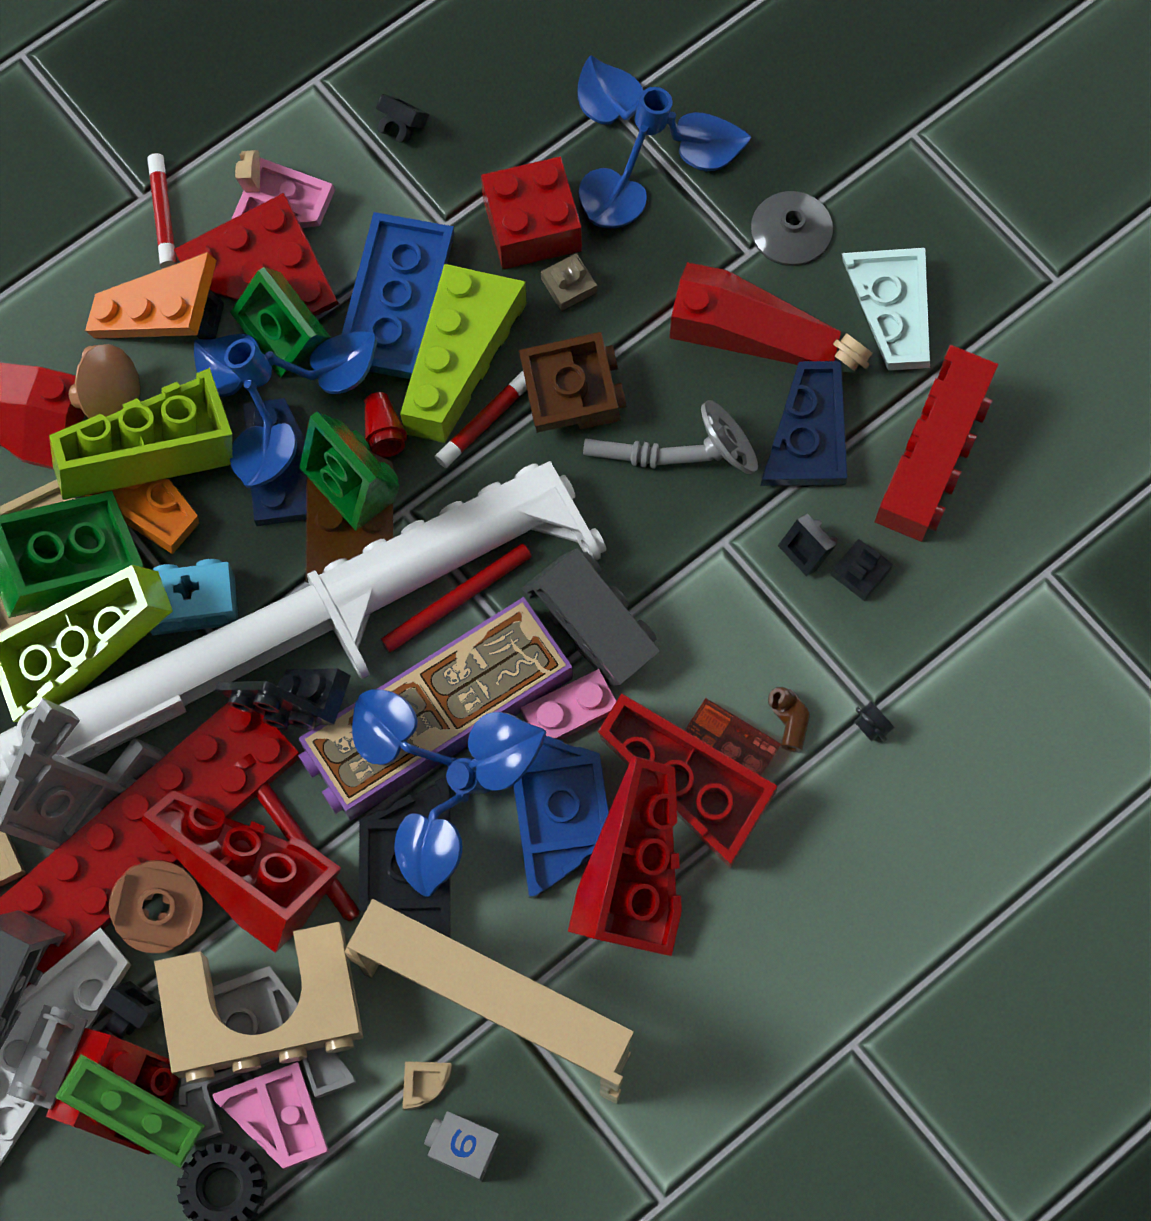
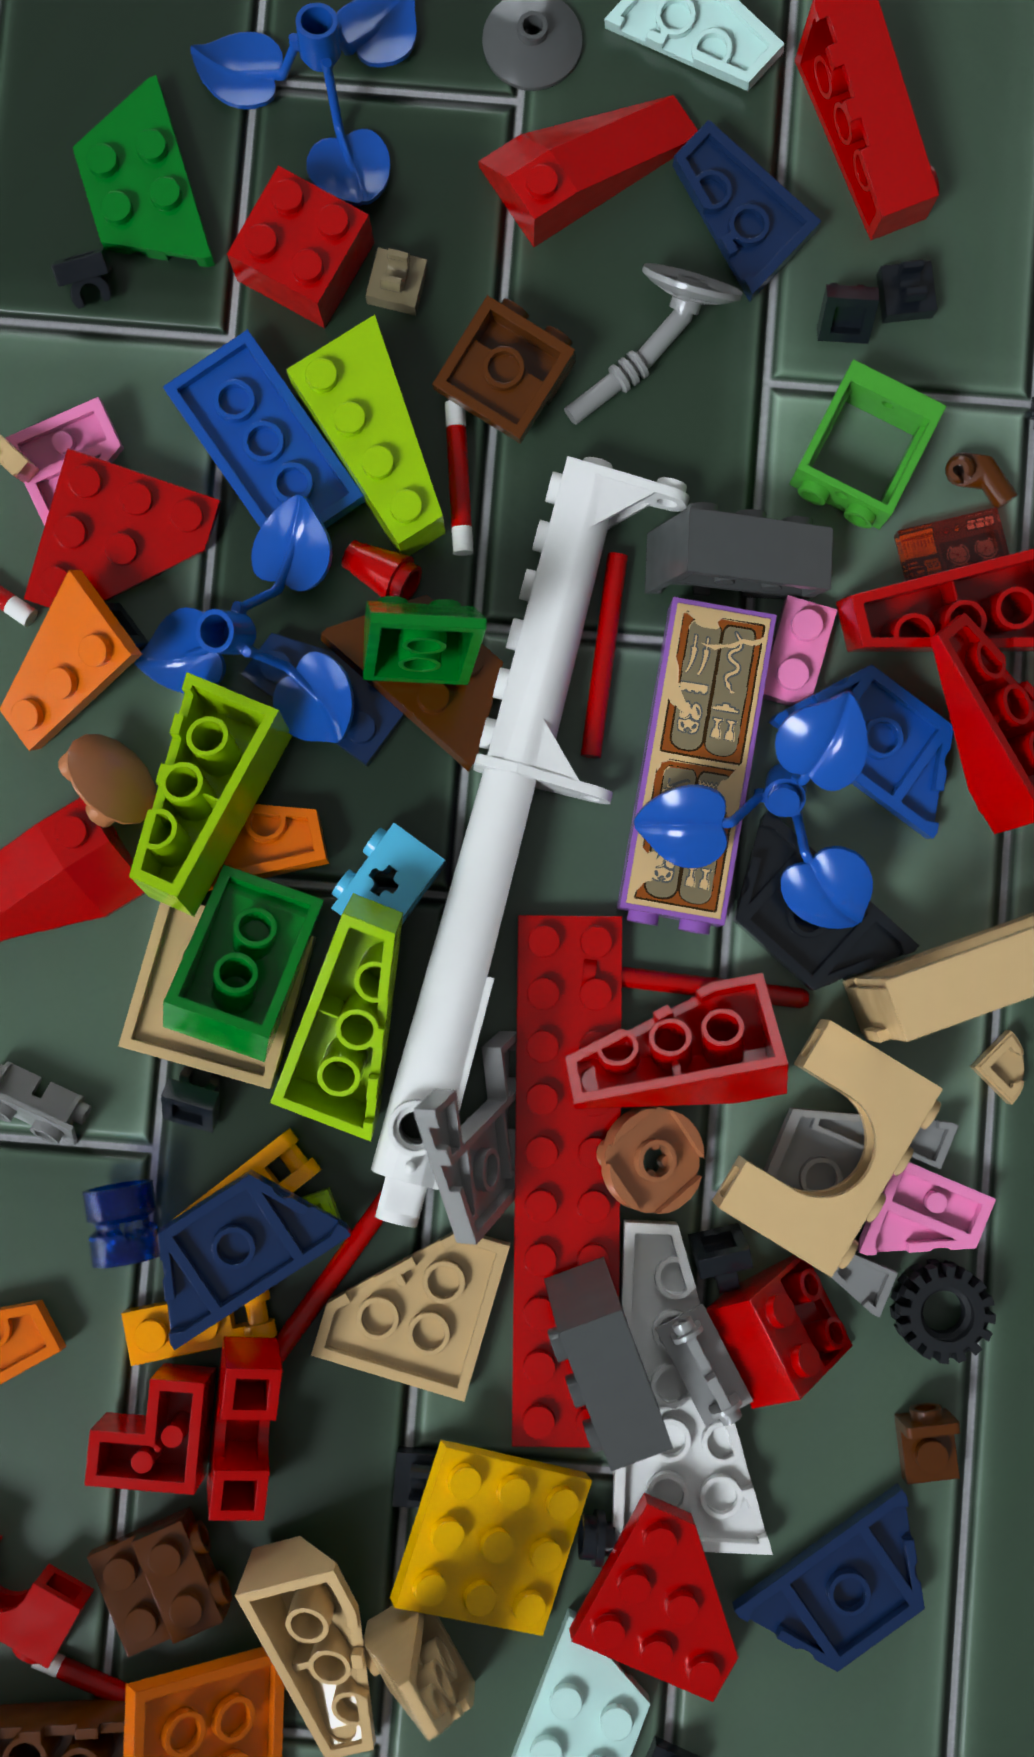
camera: 50 degrees left, 15 degrees up
(130, 1111) = (826, 1339): bright green tile -> none
(278, 319) = (193, 569): green slope -> none
(299, 699) = (579, 869): black bracket -> none
(487, 100) = (141, 182): none -> green wing
(777, 613) = (889, 402): none -> bright green window
(852, 352) = (708, 102): tan plate -> none

